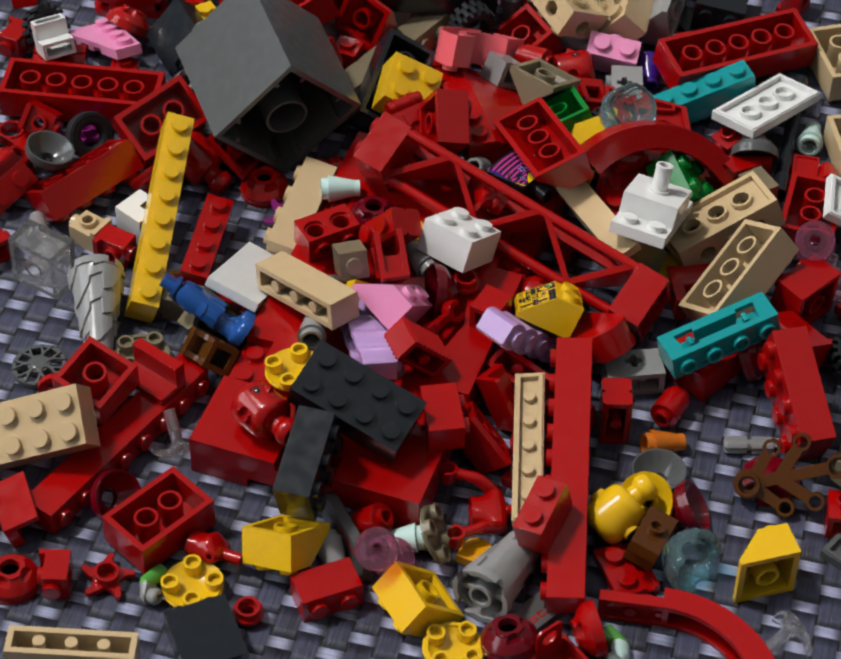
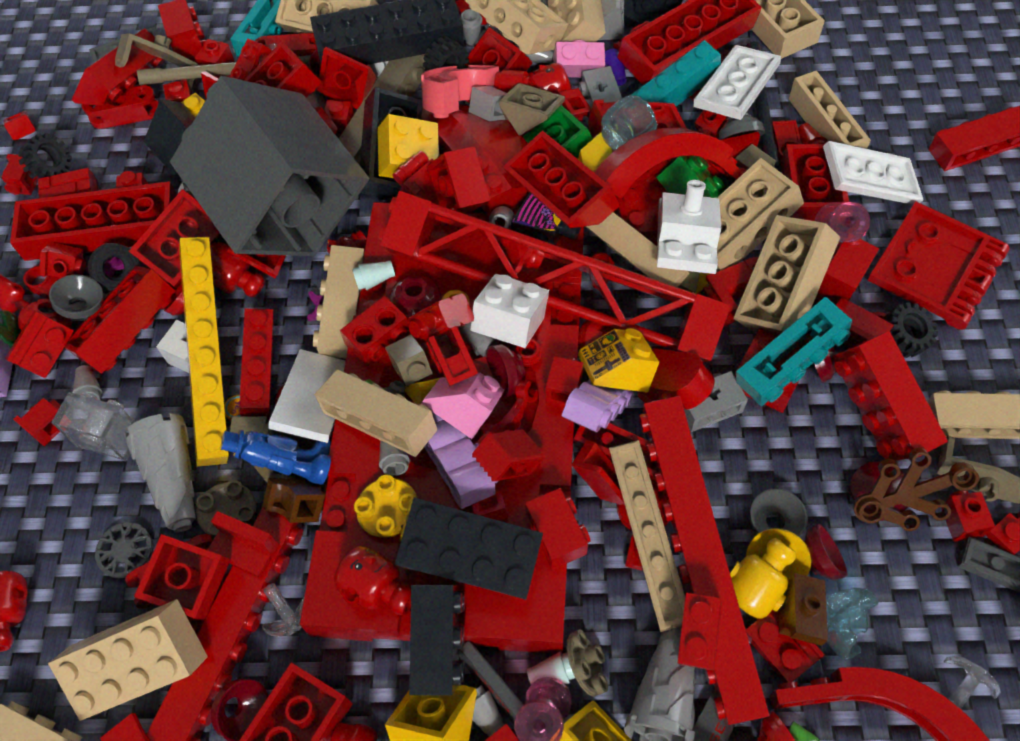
camera: 10 degrees left, 15 degrees up
(52, 37) = (50, 170): white piece -> none
(86, 227) = (140, 374): tan brick -> none
(108, 39) = (106, 155): bright pink wing -> none
(116, 244) = (167, 387): red brick -> none
(129, 19) = (123, 130): red piece -> none
(260, 193) = (297, 287): red piece -> none
(373, 516) = (515, 662): red brick -> none
(471, 550) = (628, 665): light orange tile -> none
(484, 444) = (605, 530): red slope -> none
(486, 512) = (623, 611): red piece -> none
(615, 410) = (716, 455): red brick -> none
(661, 439) = (765, 477): orange cone -> none
(670, 406) = (760, 432): red brick -> none
(741, 444) = (841, 455): light grey piece -> none
(767, 564) = (927, 602): yellow slope -> none
(810, 140) = (780, 102): light aqua cone -> none

